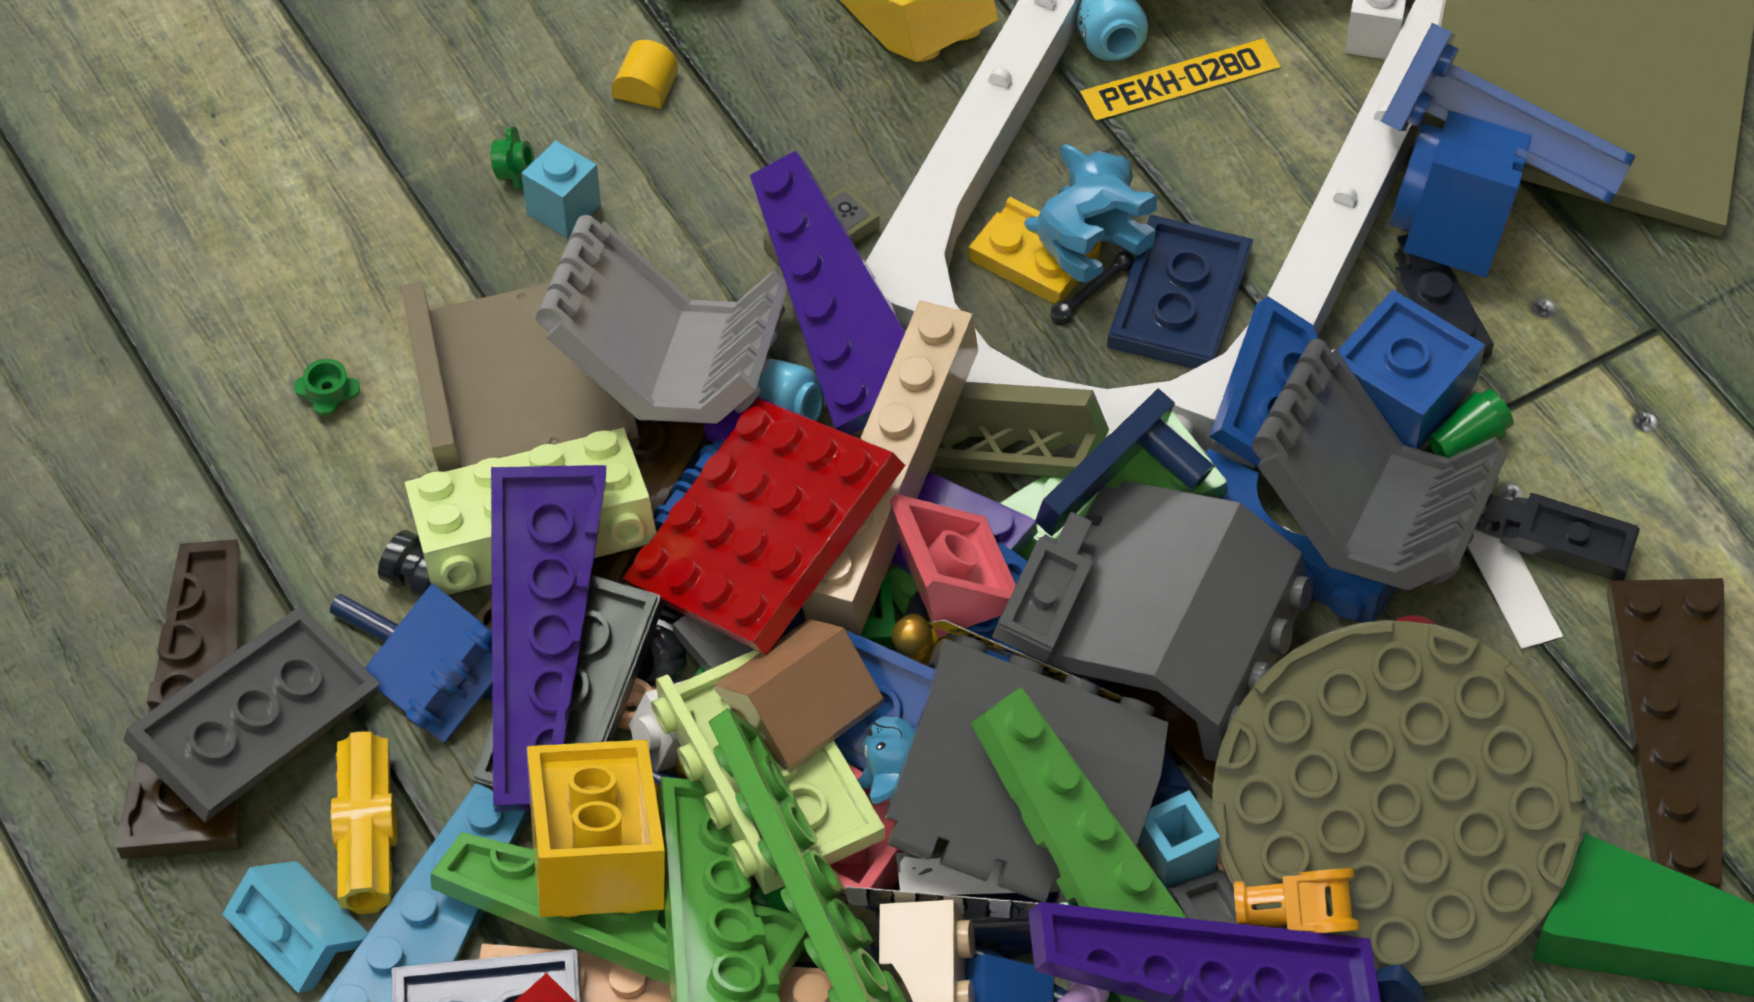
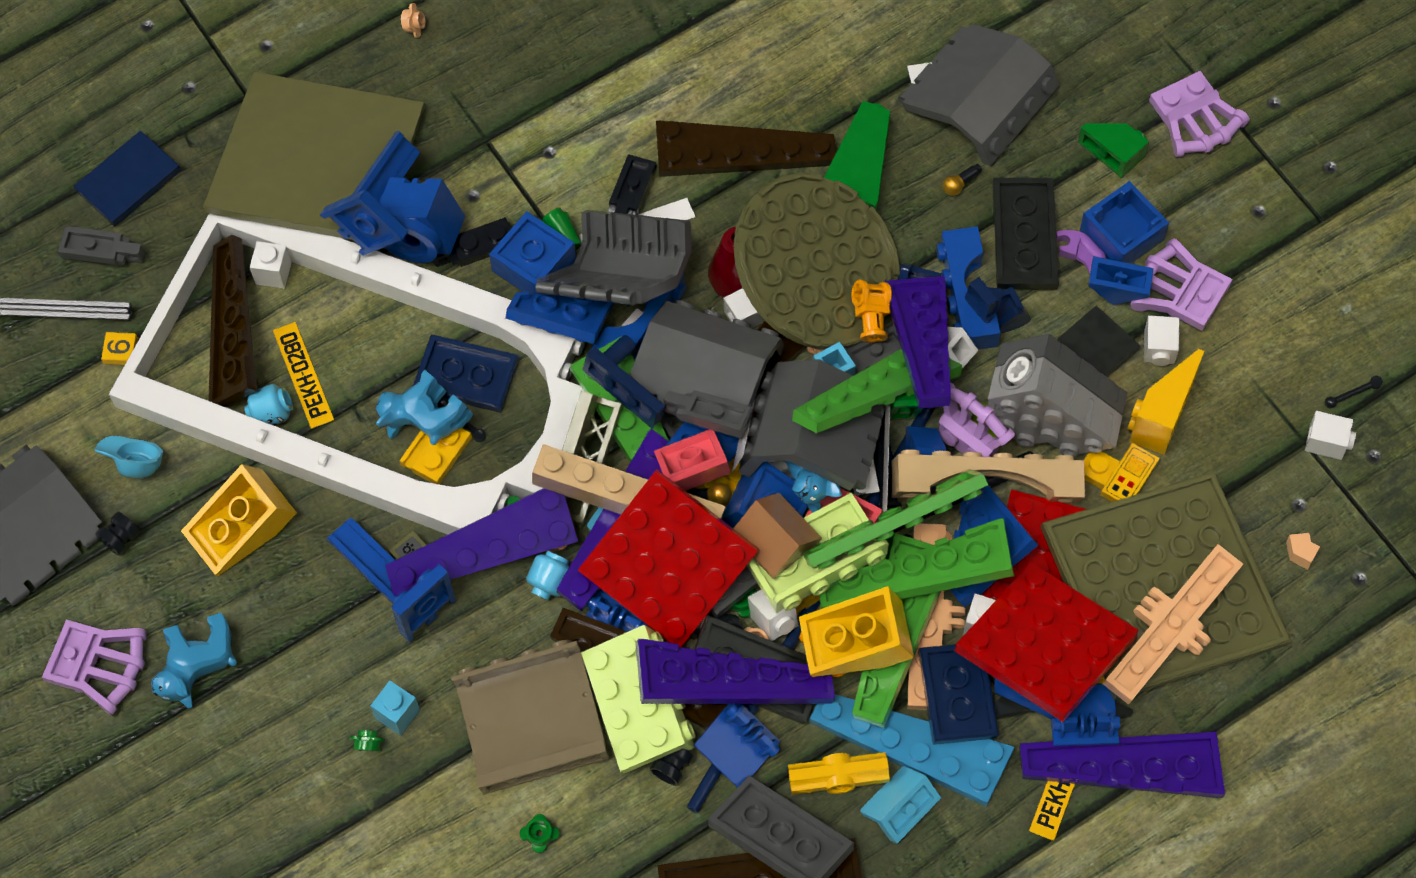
camera: 90 degrees left, 10 degrees up
(646, 74) = (297, 671): yellow brick -> none
(649, 339) = (524, 622): light grey hinge -> none
(734, 197) = (410, 607): none -> blue bracket

